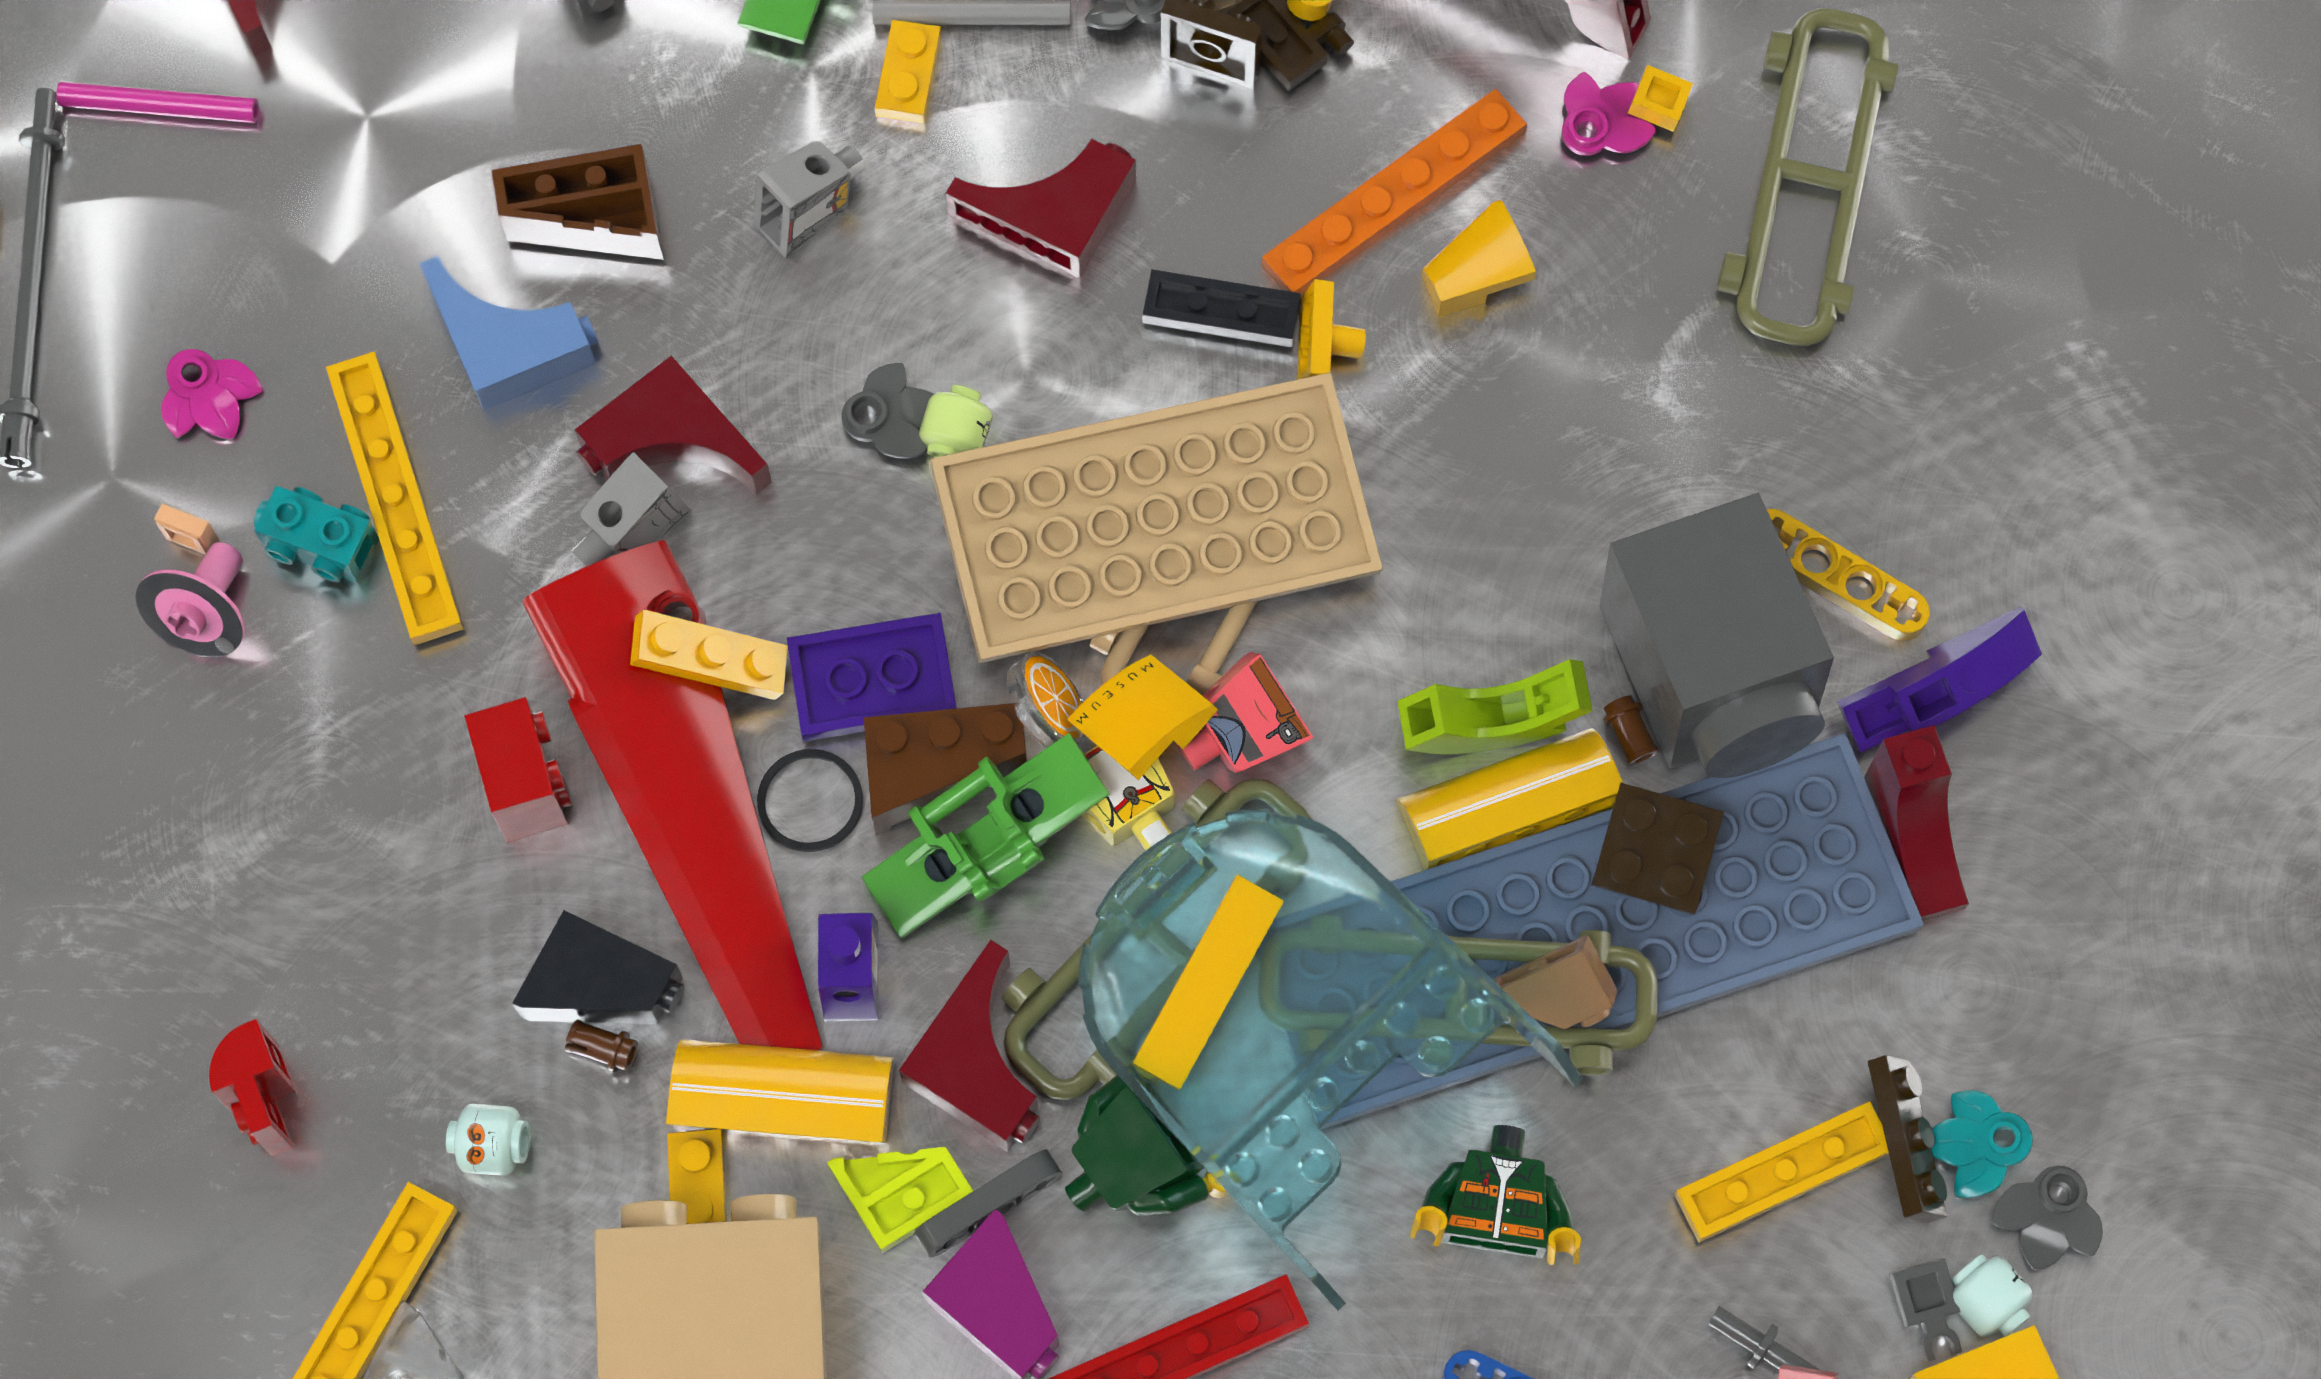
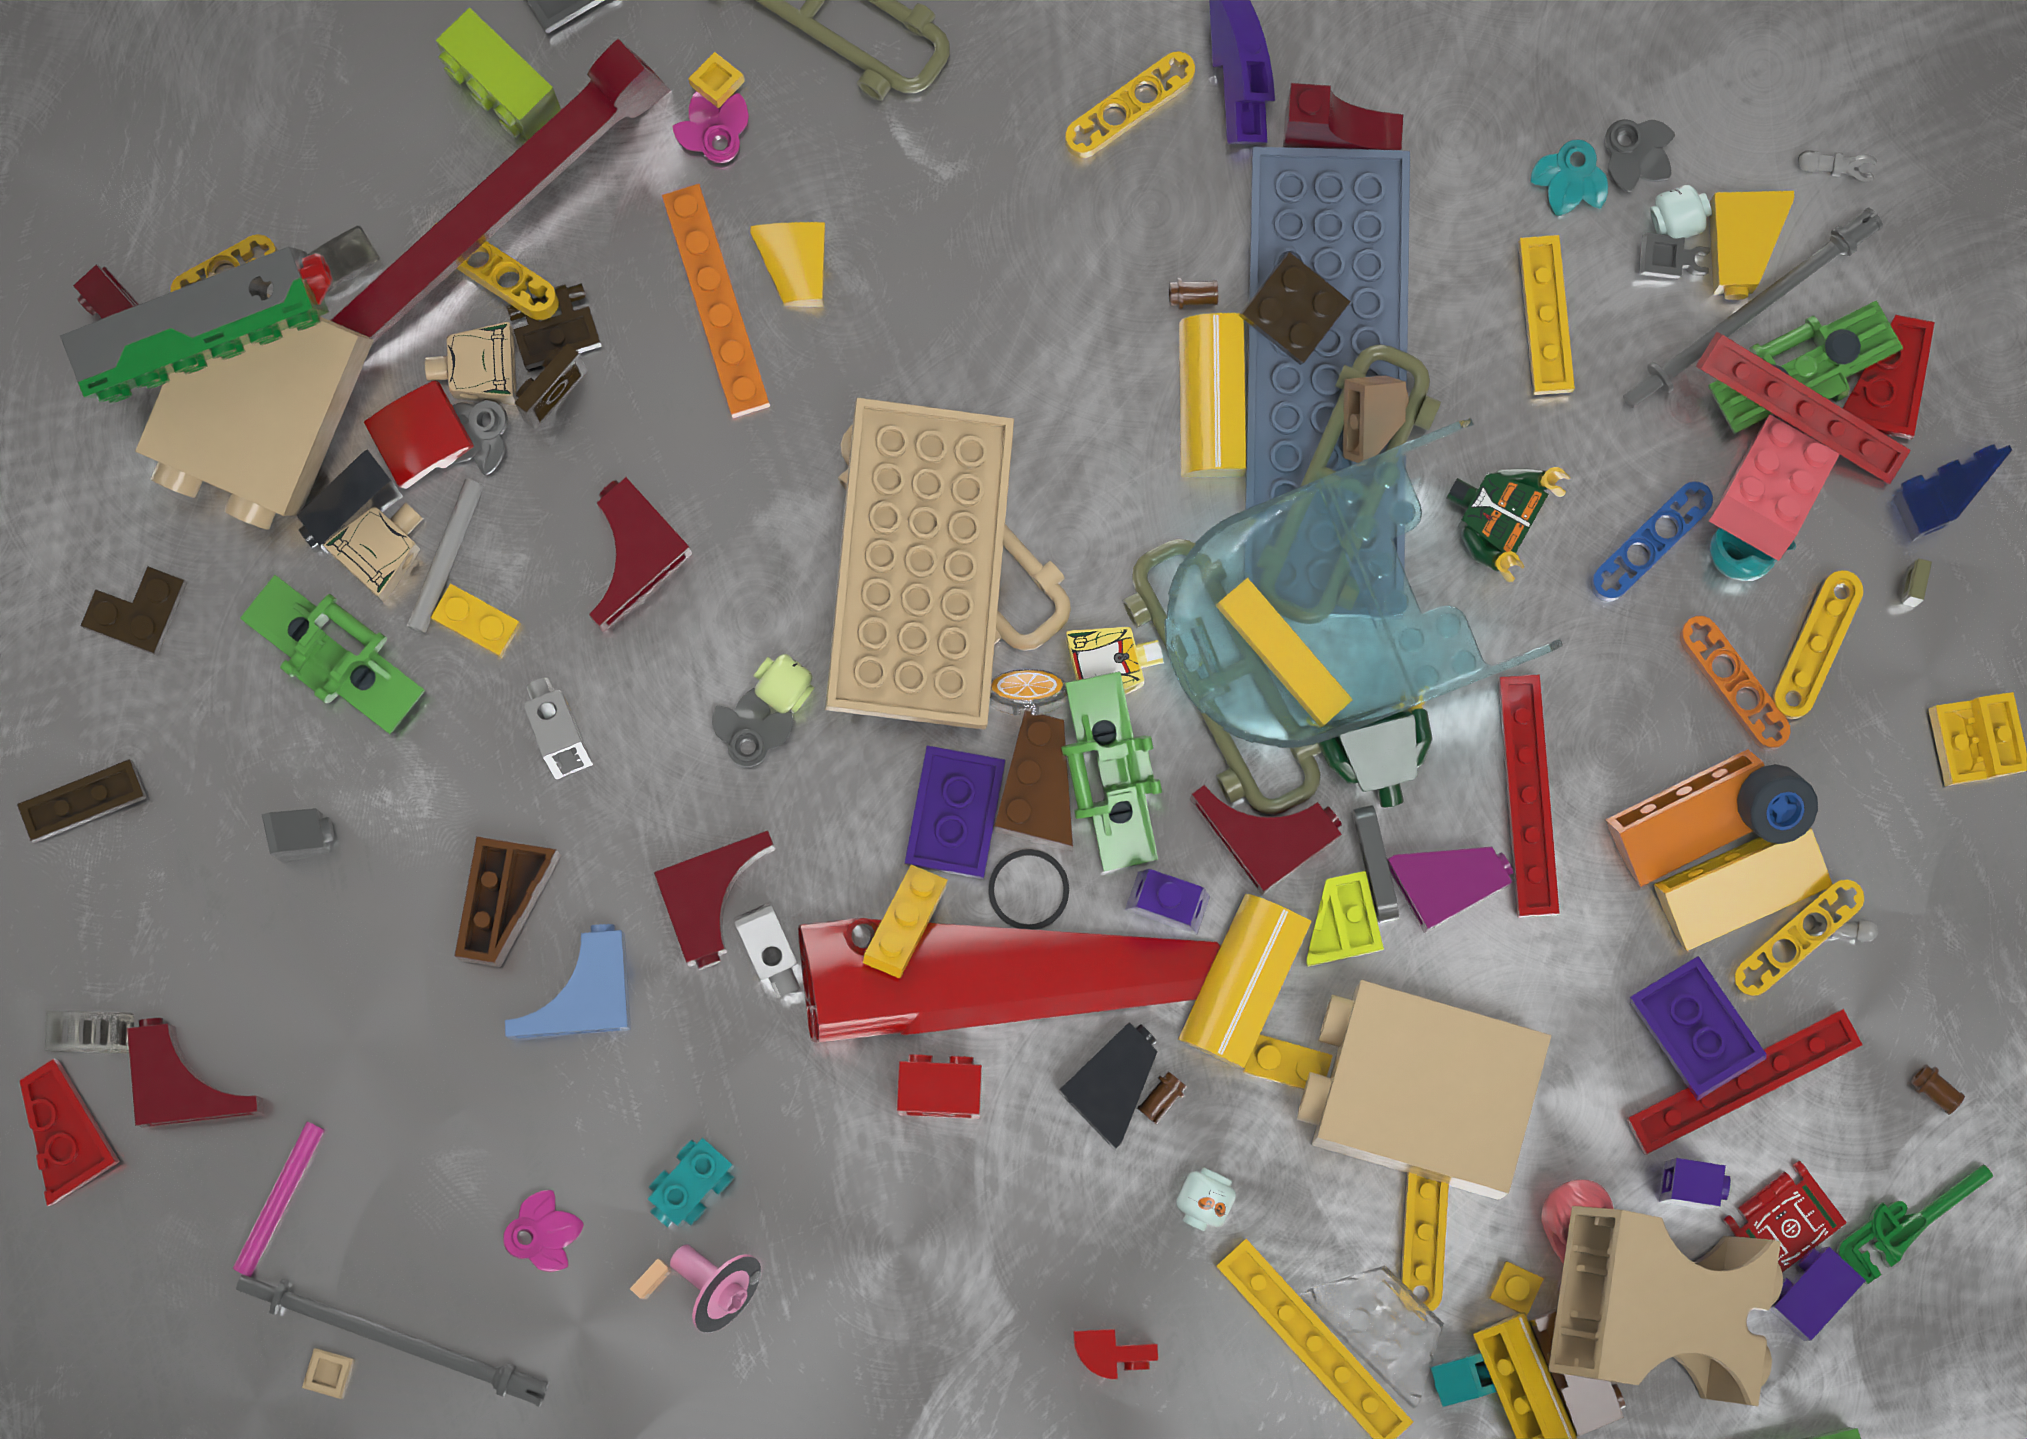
camera: 70 degrees left, 10 degrees up
(394, 498) = (681, 1116): yellow plate -> none
(1141, 714) = (1068, 627): yellow slope -> none
(1221, 308) = (761, 458): black plate -> none
(1251, 719) = (1090, 558): coral torso -> none
(1319, 336) = (814, 395): yellow tile -> none
(1496, 717) = (1151, 379): lime arch -> none
(1718, 639) = (1166, 204): dark grey container -> none
(1908, 1138) = (1555, 222): dark brown plate -> none

